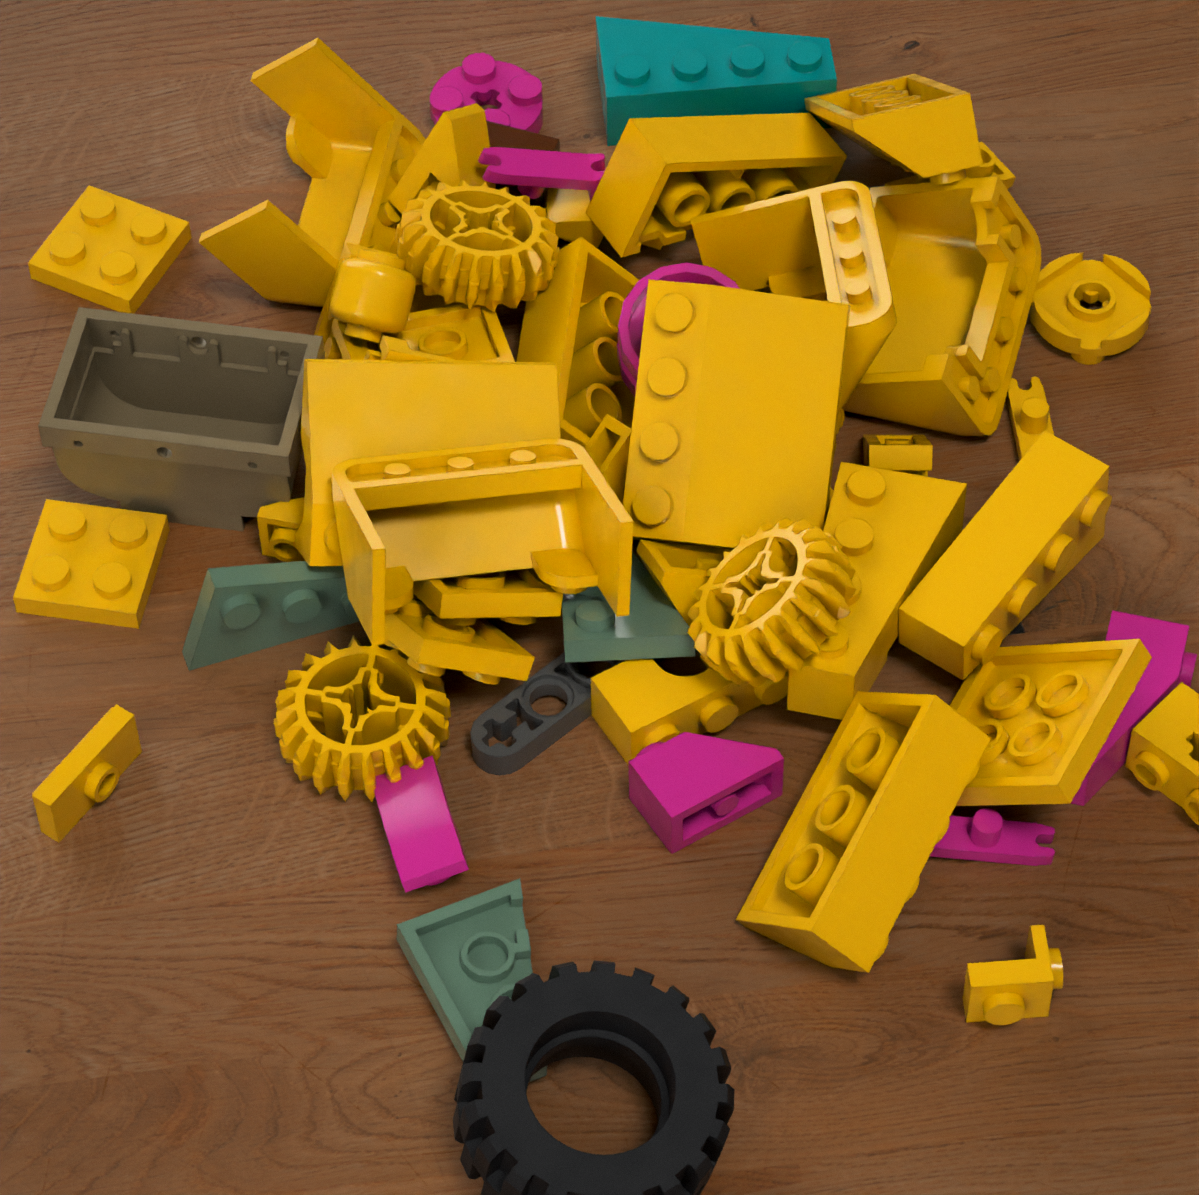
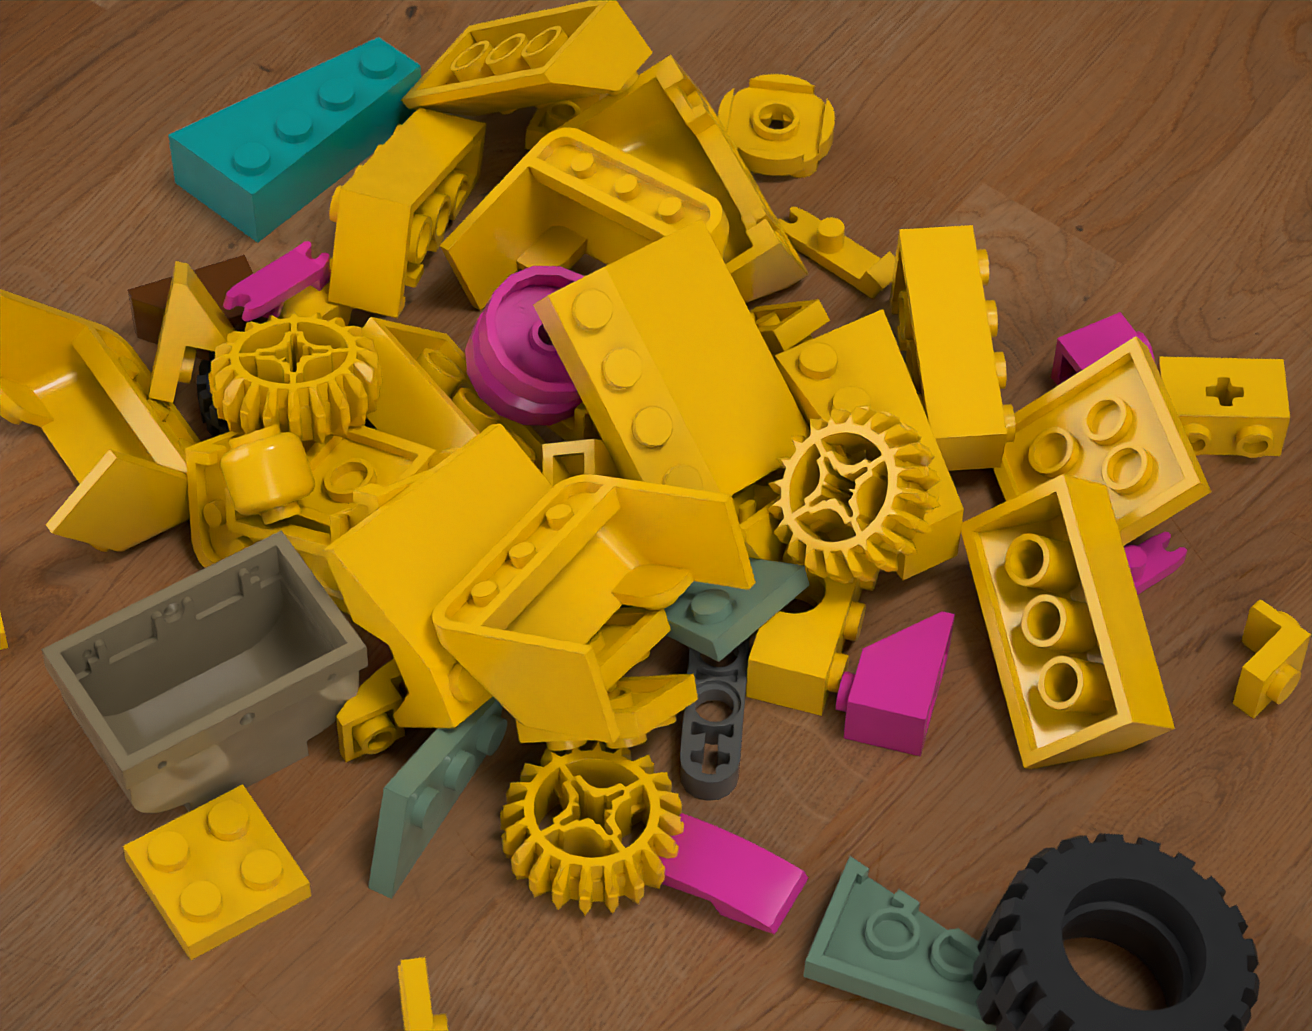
camera: 45 degrees left, 0 degrees up
(491, 83) = (113, 248): dark pink plate -> none

